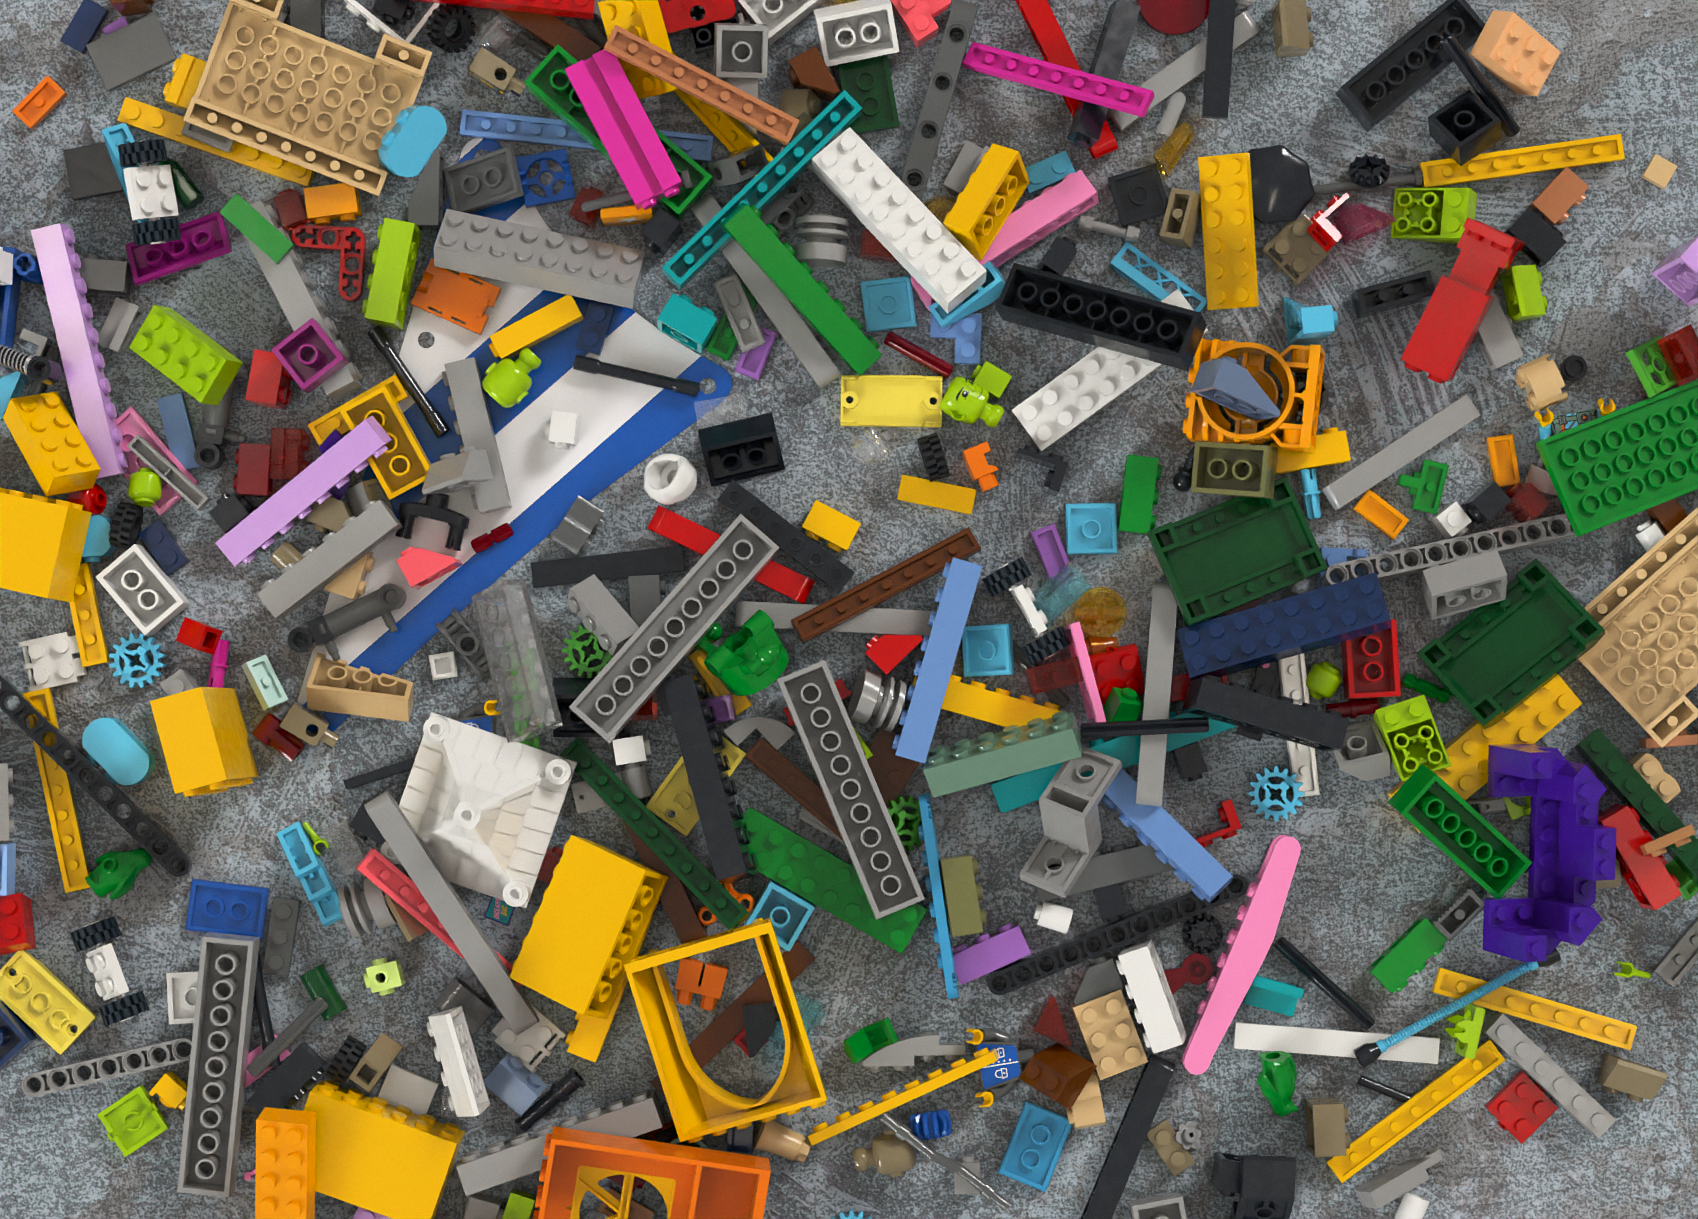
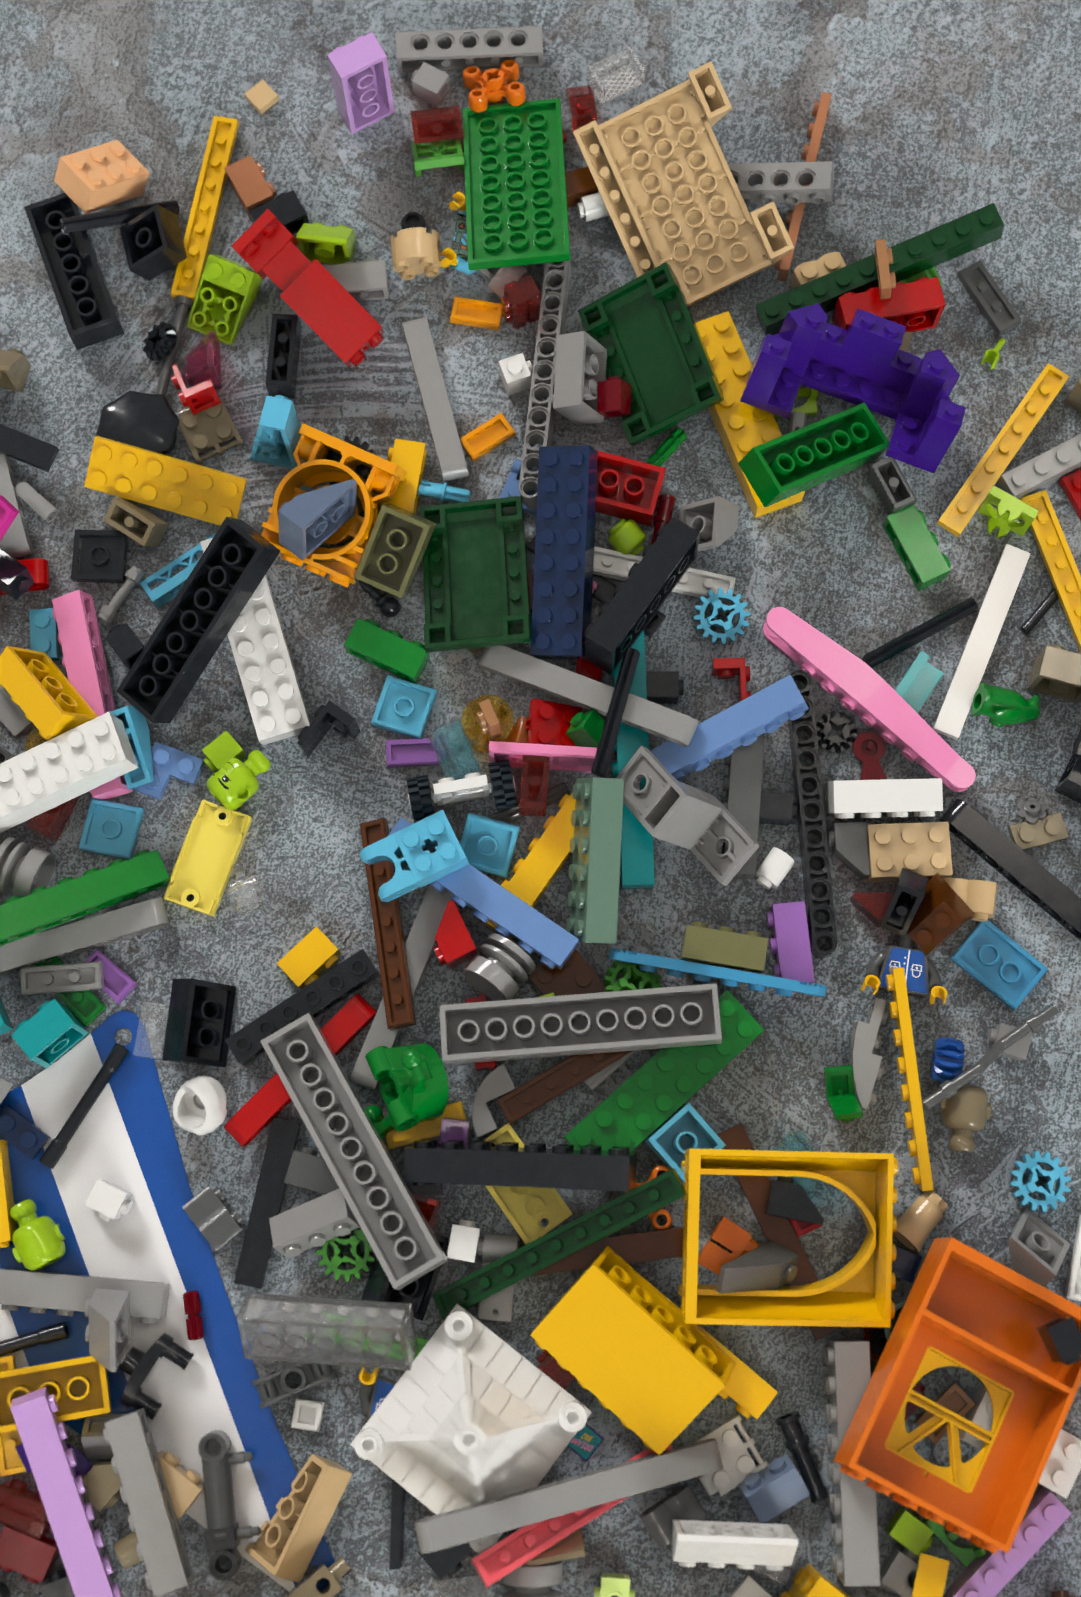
camera: 70 degrees left, 10 degrees down
(425, 566) = (195, 1396): coral slope -> none
(693, 1016) = (759, 1269): none -> dark grey slope
(918, 354) = (172, 816): dark red axle -> none
(933, 457) = (277, 833): black tyre -> none
(936, 494) = (316, 844): yellow tile -> none
(942, 591) = (413, 864): none -> medium azure brick
(978, 466) = (303, 792): orange hips -> none
(1059, 1043) = (904, 901): none -> black slope
(1096, 614) = (488, 720): none -> medium nougat plate
(1173, 148) = (67, 508): clear yellow wing -> none
(1370, 1052) = (1001, 610): medium azure hose -> none
(1411, 736) = (708, 472): lime slope -> none
(1425, 486) = (474, 387): green hinge -> none
(1457, 623) = (614, 398): none -> dark red brick
(1486, 503) = (509, 334): black brick -> none

